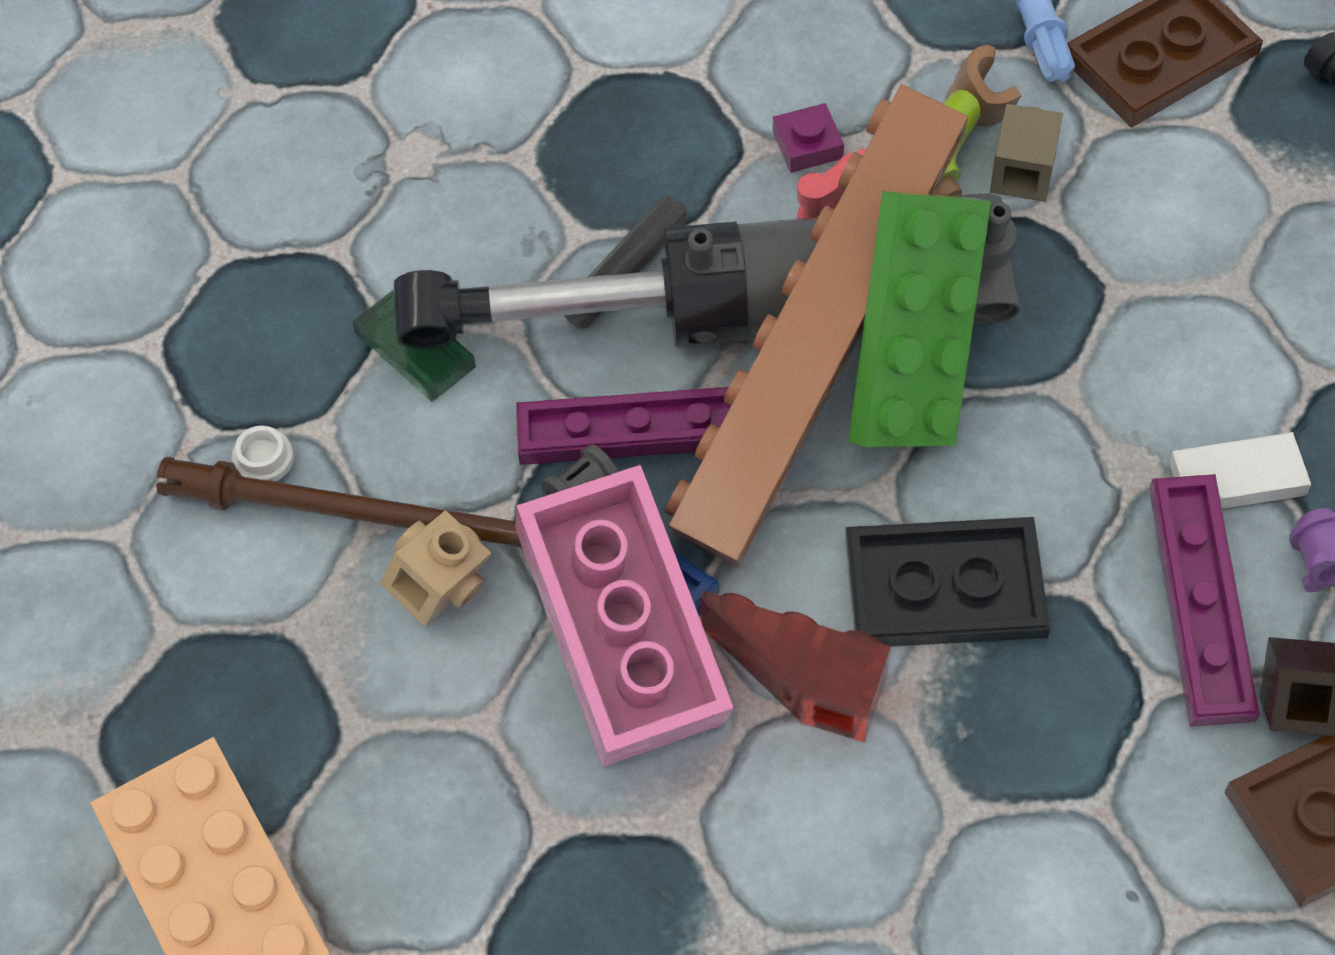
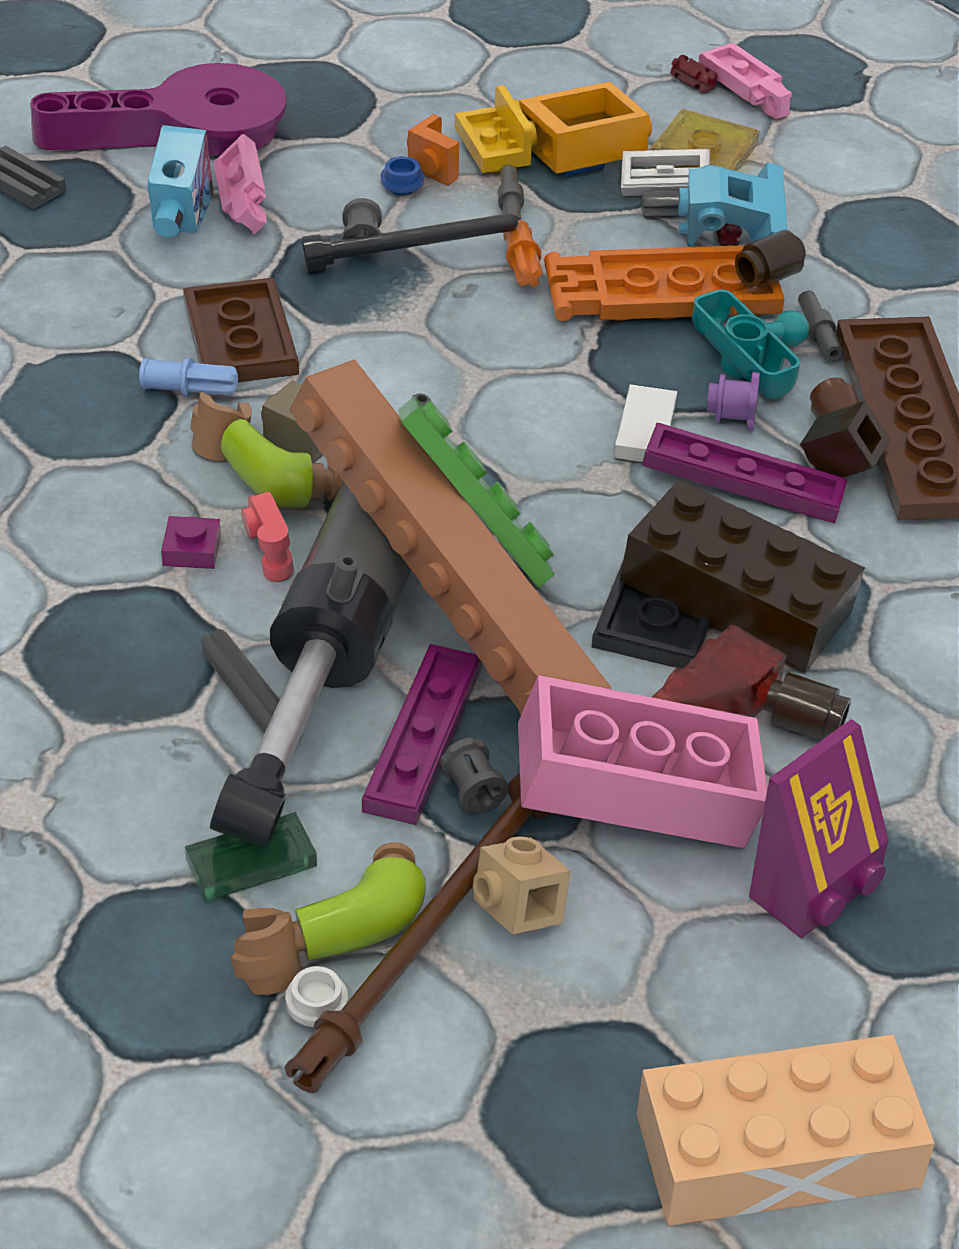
camera: 75 degrees left, 15 degrees down
(370, 459) = (370, 912): none -> piece
(580, 817) = (820, 834): none -> magenta slope
(824, 769) = (806, 706): none -> dark brown brick
(996, 639) = (741, 572): none -> dark brown brick

